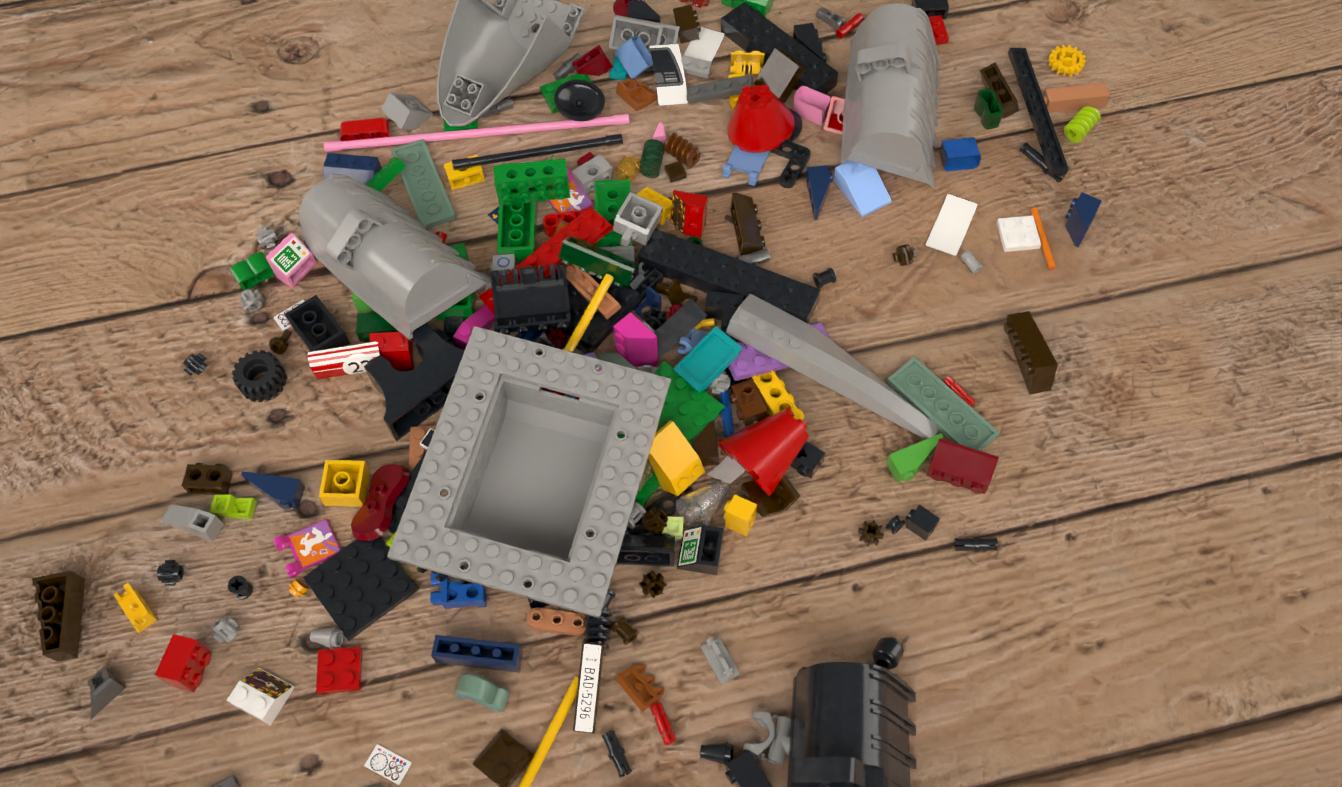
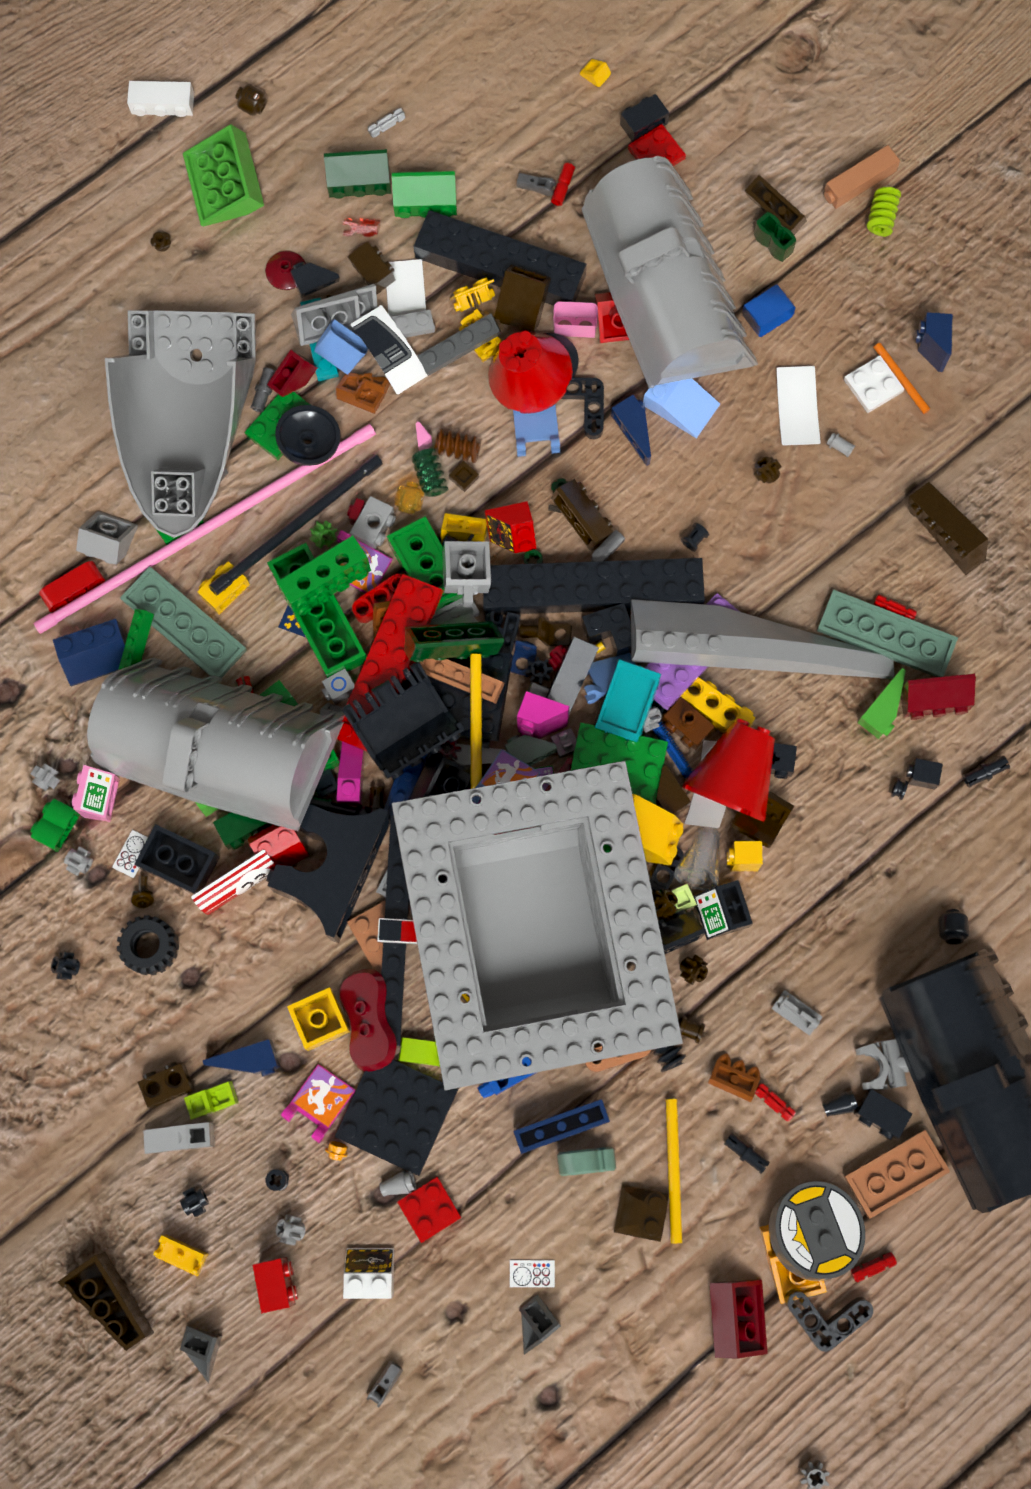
camera: 25 degrees left, 15 degrees up
(588, 688) = (688, 1105): white tile -> none
(808, 37) = (522, 226): black slope -> none
(871, 528) = (885, 812): dark brown gear -> none
(1038, 111) = (829, 214): black plate -> none
(1039, 160) = (869, 283): black pin -> none
(1067, 60) = (831, 125): yellow gear -> none

